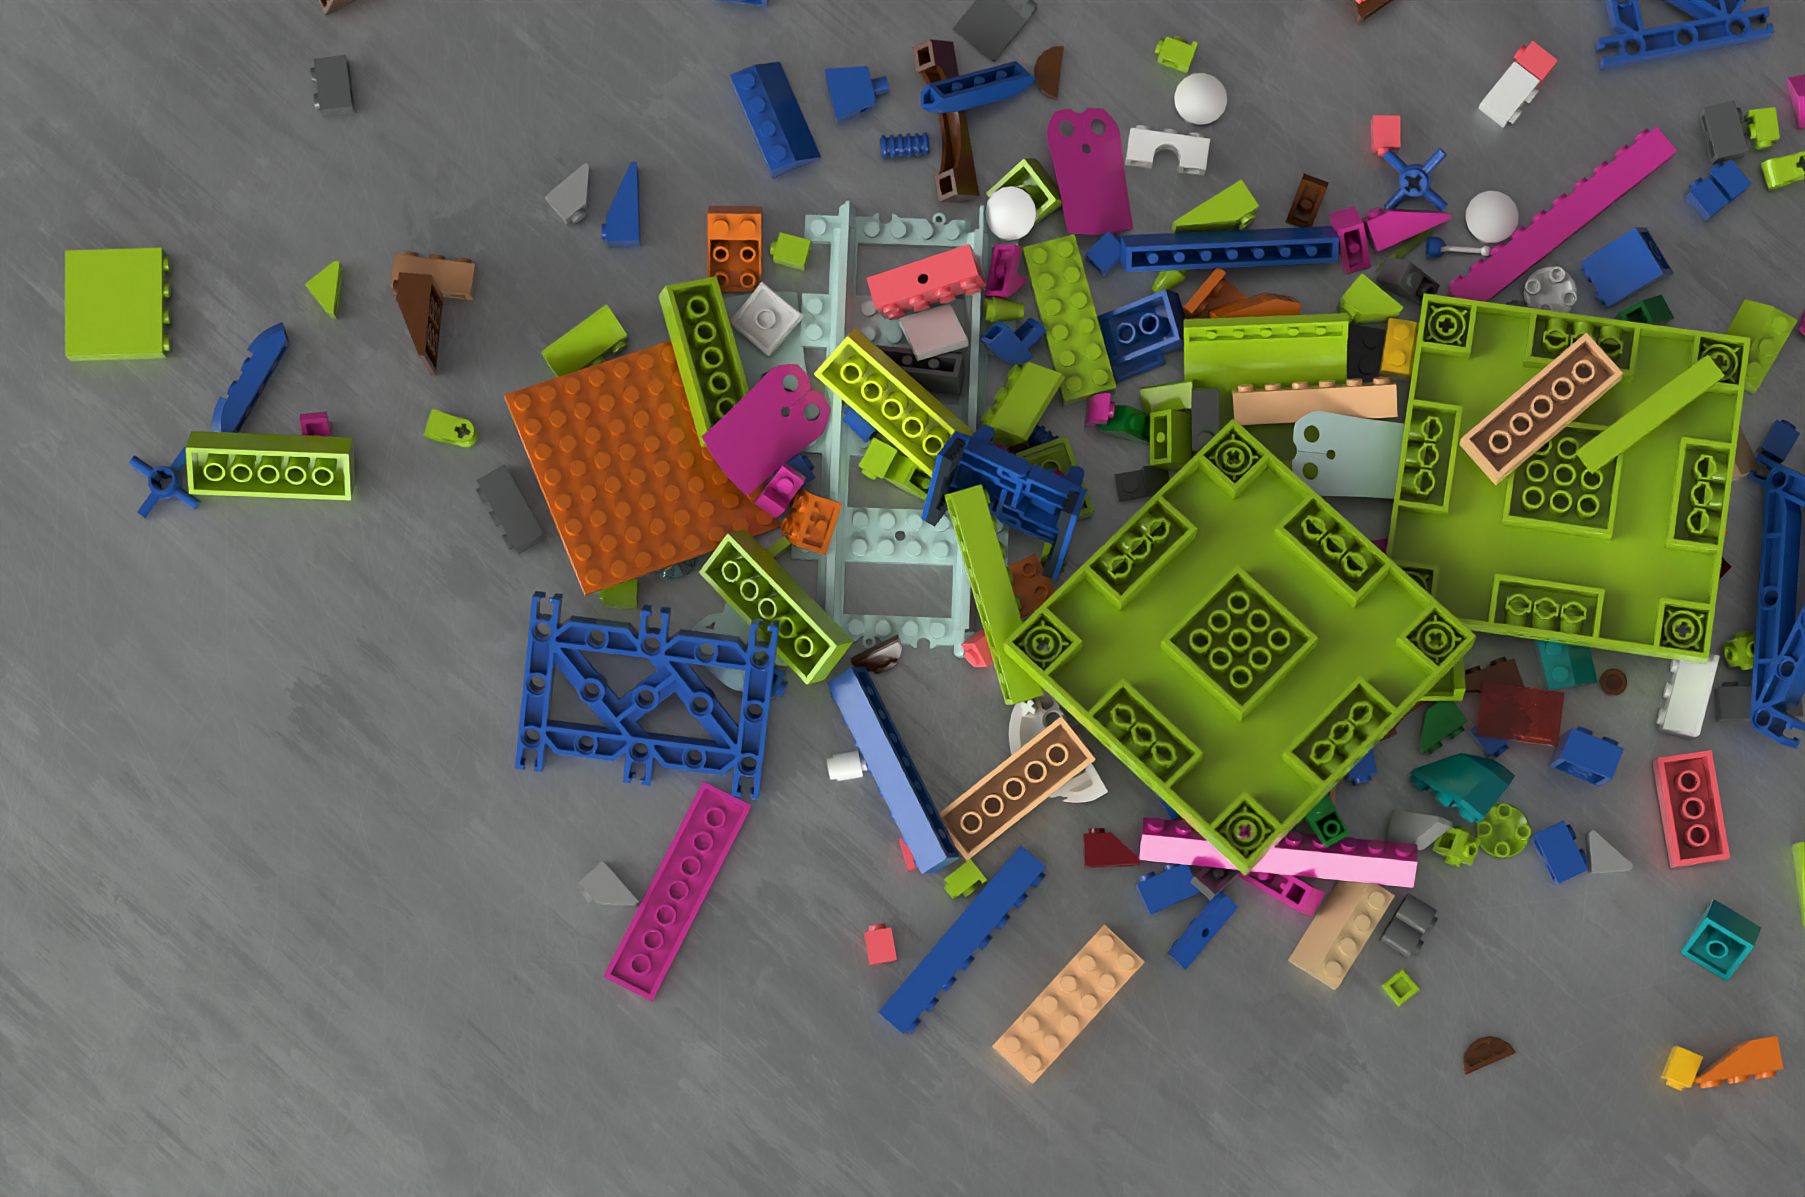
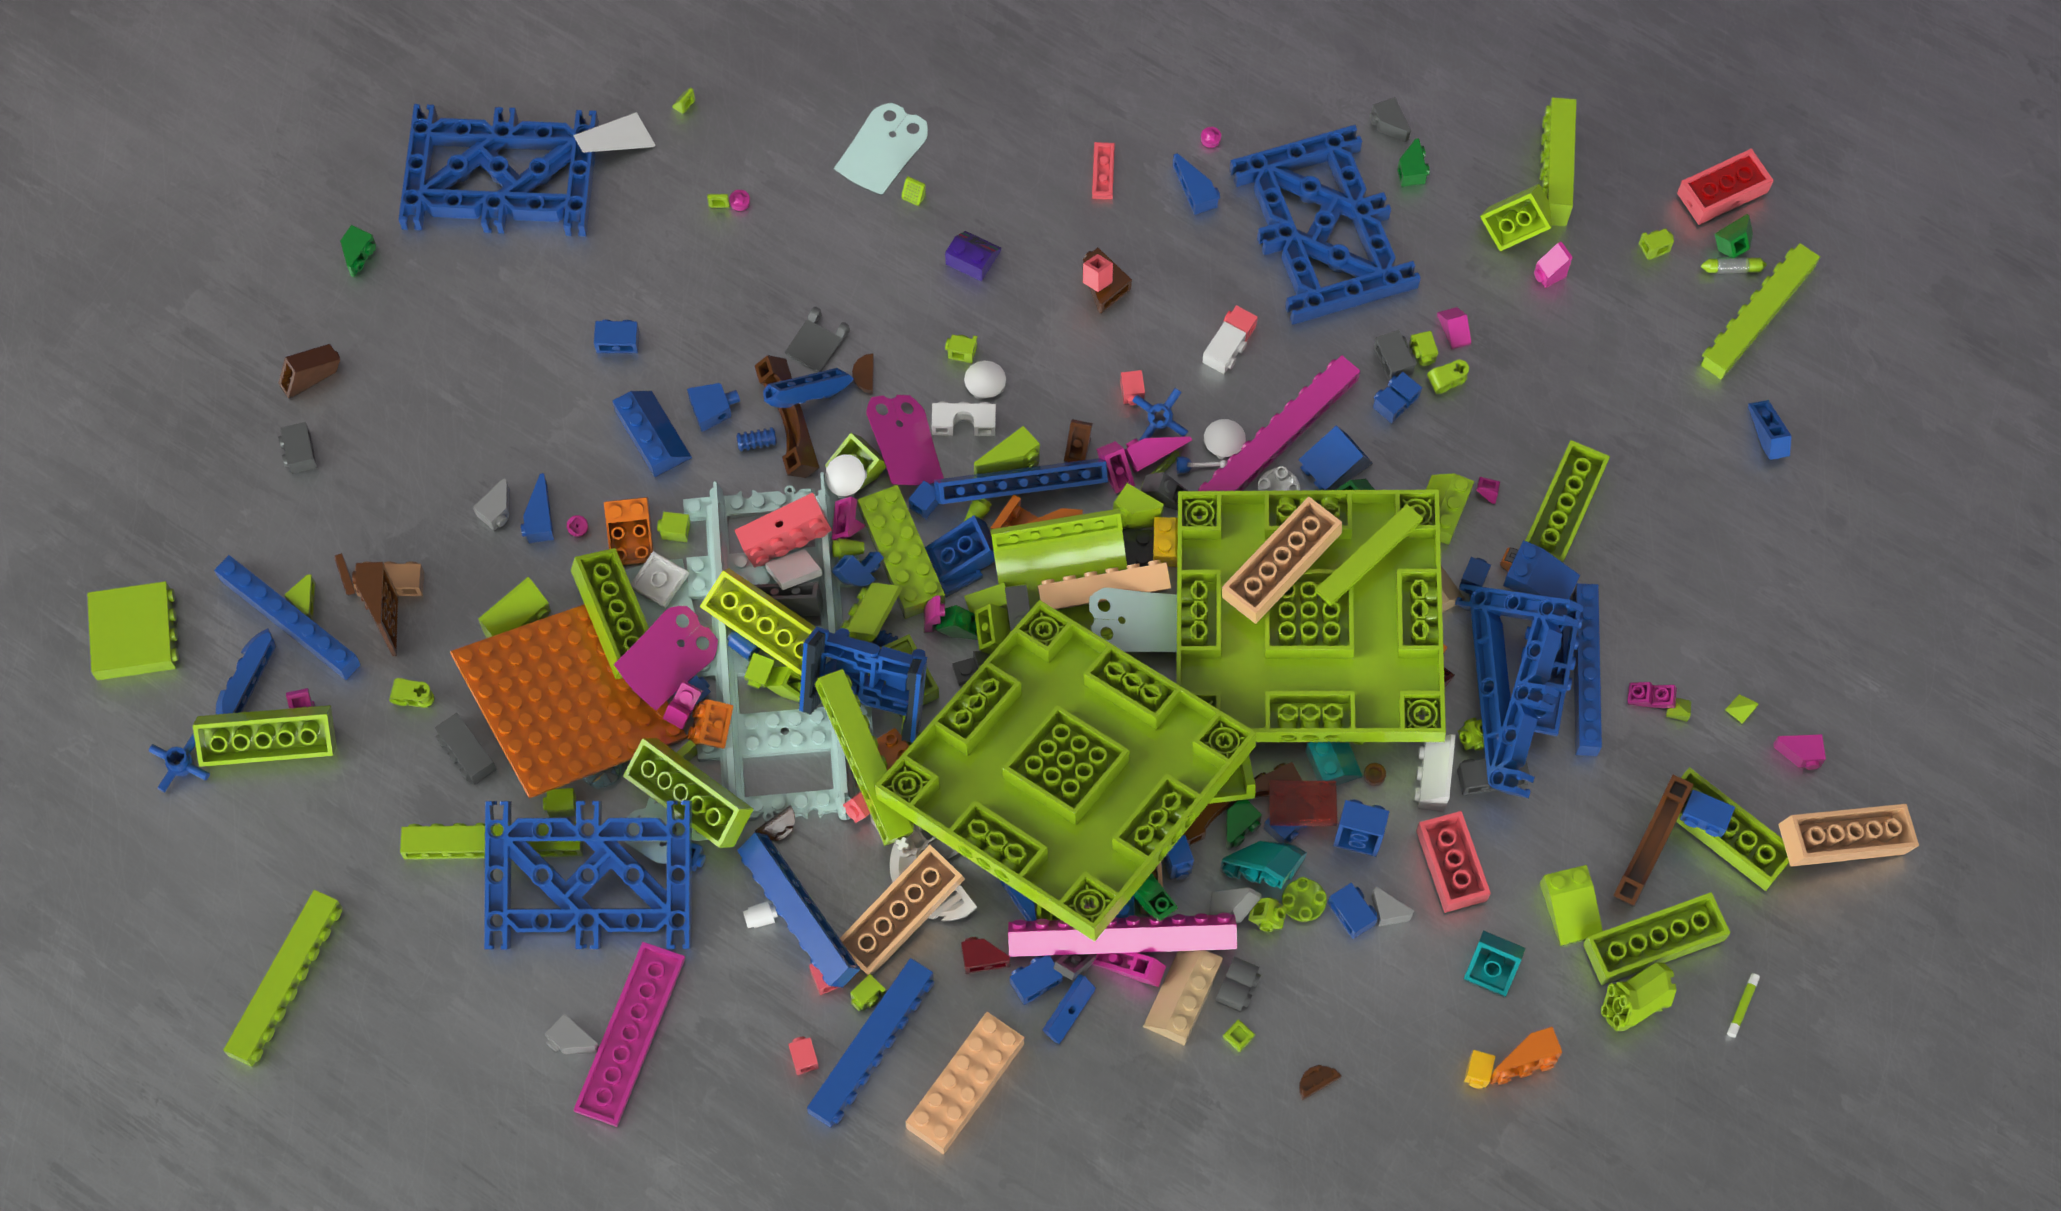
camera: 10 degrees left, 15 degrees down
(273, 770) = (282, 978): none -> lime brick
(306, 311) = (287, 617): none -> blue brick
(380, 265) = (344, 574): none -> reddish brown tile
(495, 626) = (469, 842): none -> lime brick
(671, 233) = (577, 525): none -> dark pink tile

